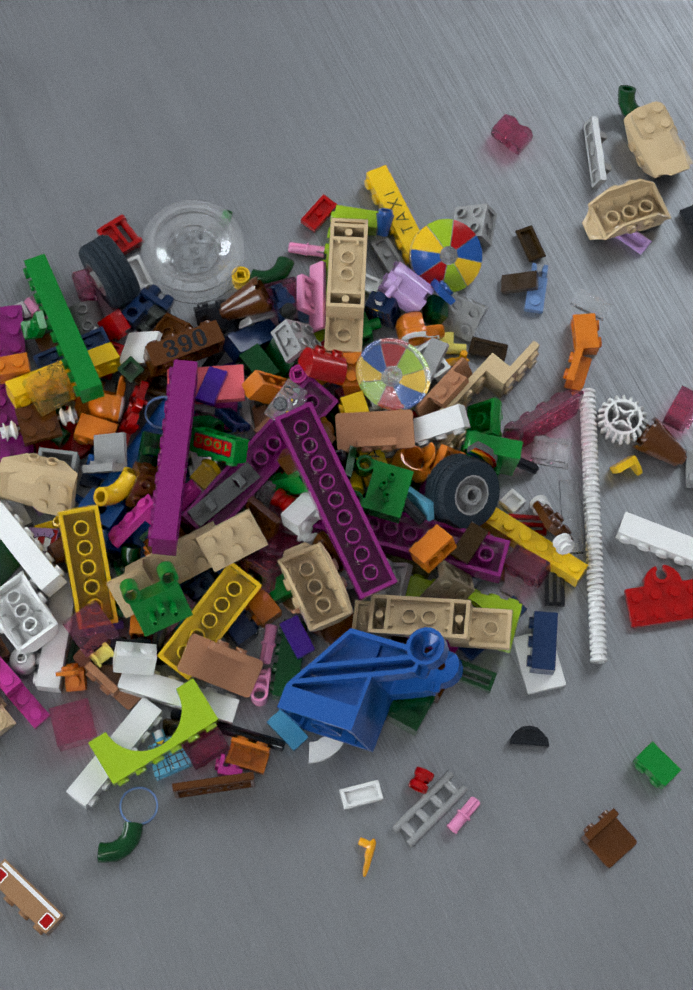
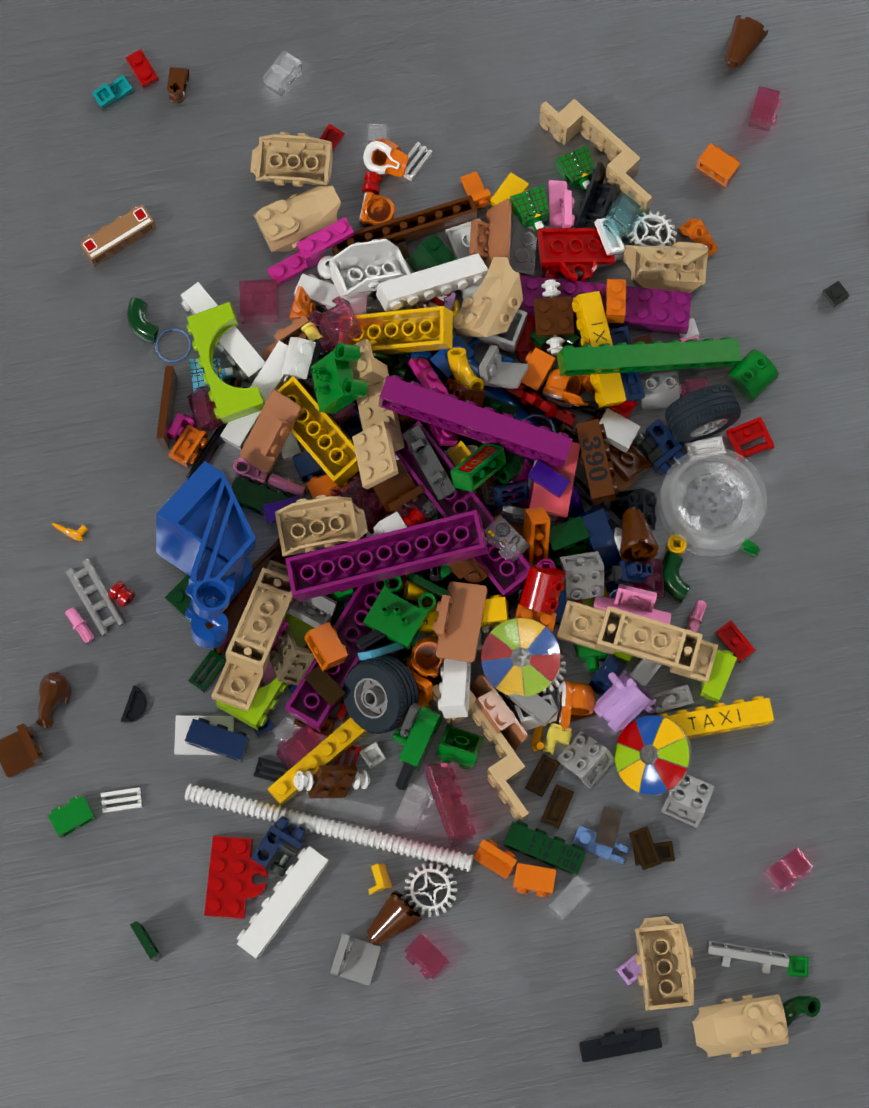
camera: 110 degrees right, 5 degrees up
(35, 327) = (658, 331): green bracket -> none
(49, 388) = (579, 325): clear yellow slope -> none
(55, 244) = (753, 374): none -> green brick
(60, 599) = (373, 306): none -> clear smoke wheel
(115, 325) = (647, 411): red brick -> none
(130, 369) = (589, 410): dark green brick -> none
(361, 794) = (126, 539): white tile -> none
(384, 221) = (707, 701): blue cone -> none
(435, 310) = (593, 729): dark green brick -> none
(443, 291) = (609, 738): blue plate -> none
(512, 331) = (557, 806): none -> dark brown tile
(529, 249) = (644, 848): none -> dark brown tile
(539, 819) = (52, 690): none -> reddish brown piece
(555, 331) = (544, 848): none -> dark green brick
(589, 111) = (798, 966): none -> green tile
(619, 561) = (281, 840): none -> dark blue hips
(624, 706) = (121, 792): none -> white tile

